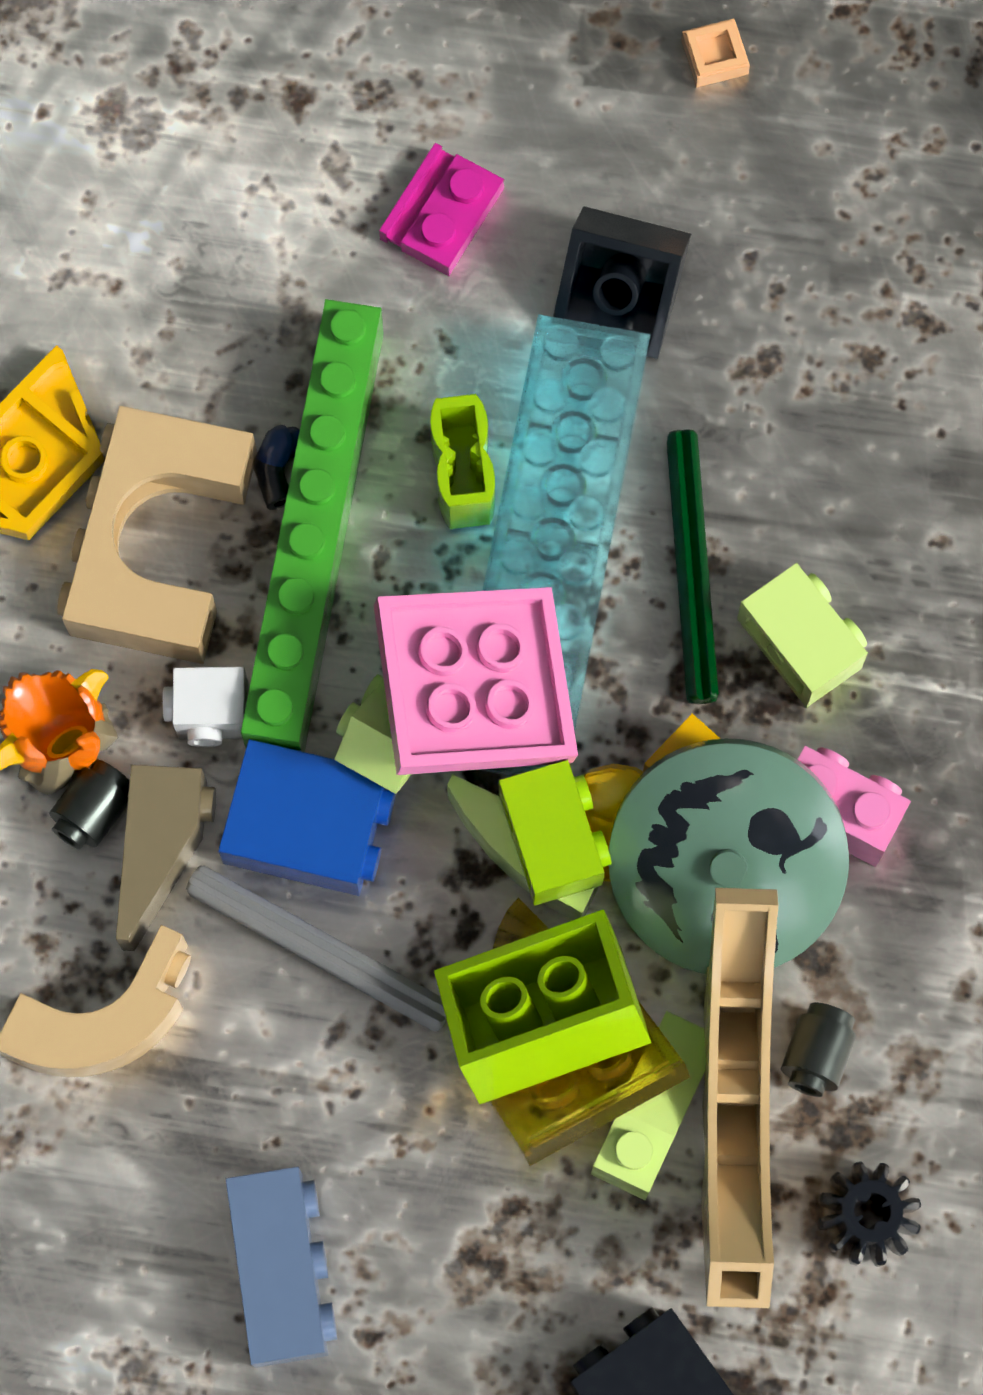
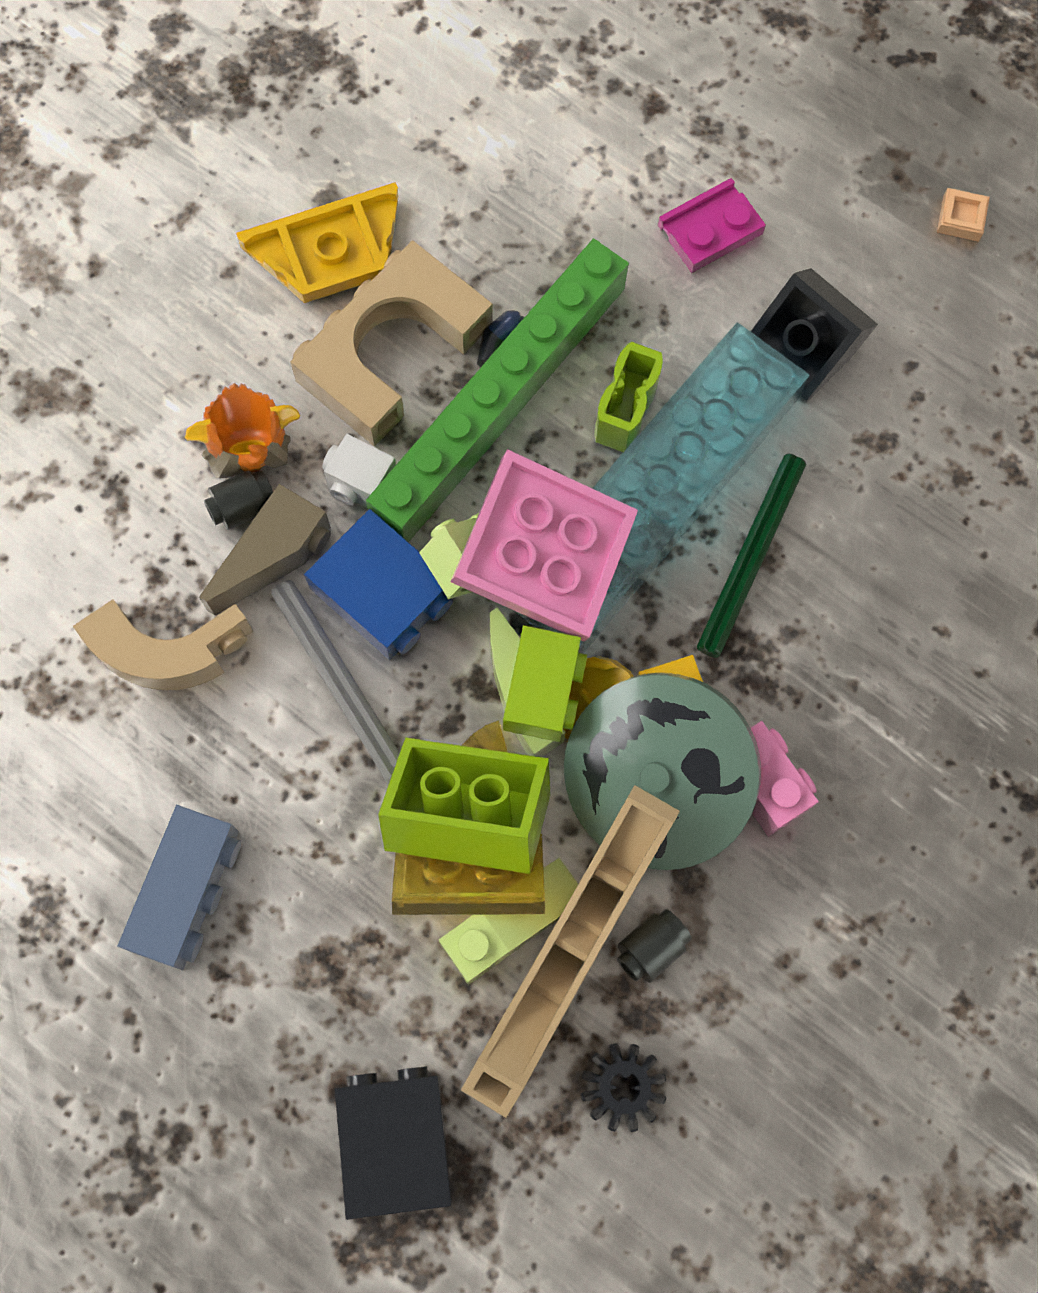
camera: 25 degrees right, 0 degrees up
(803, 634) = (806, 642): yellowish green brick -> none

